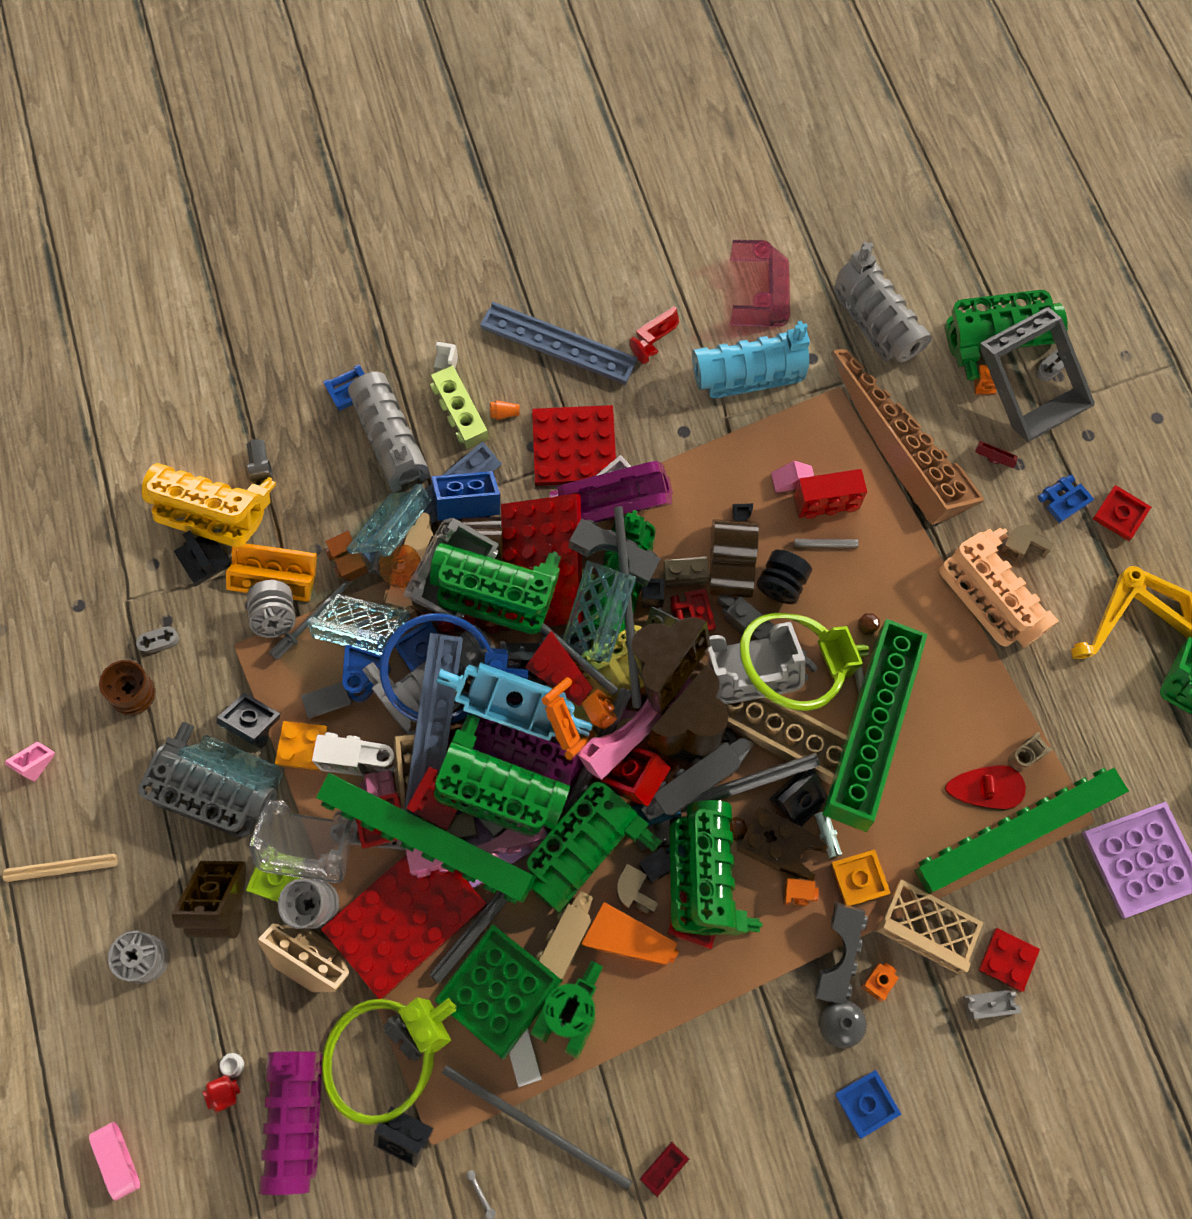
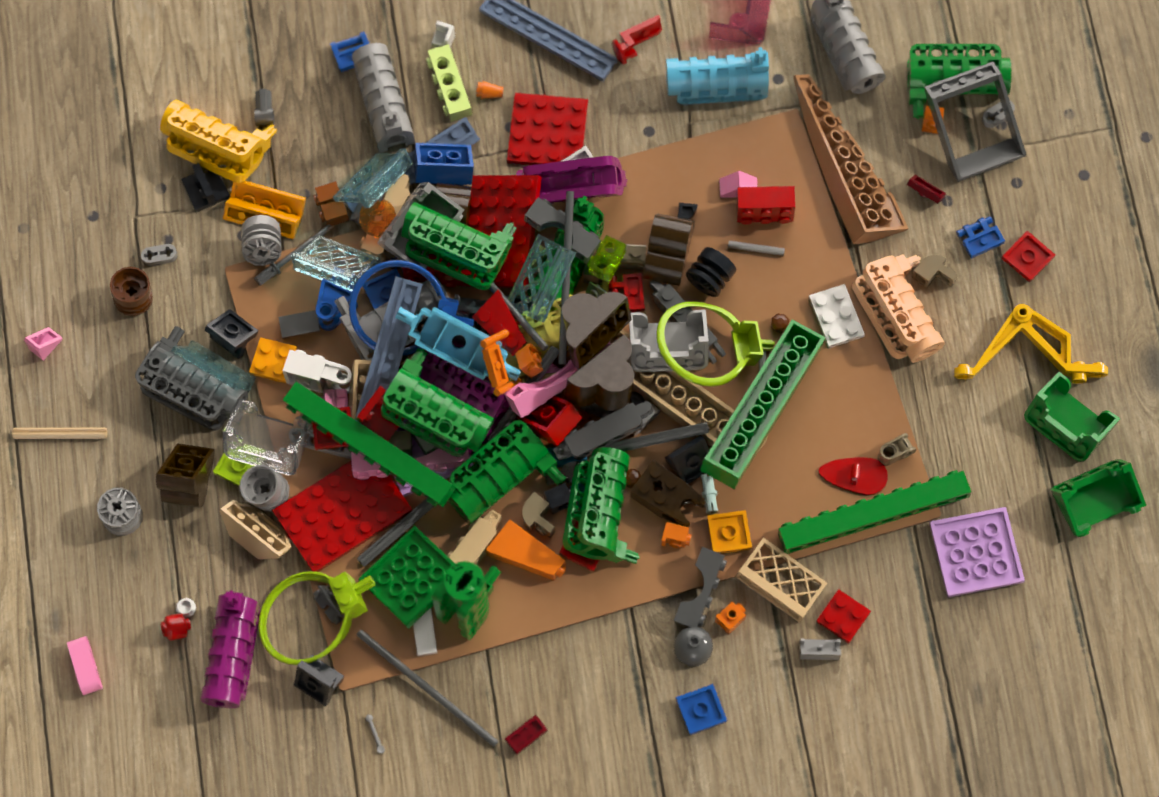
camera: 10 degrees right, 0 degrees up
(670, 578) = (611, 260): none -> clear neon green brick
(929, 607) = (836, 316): none -> white plate

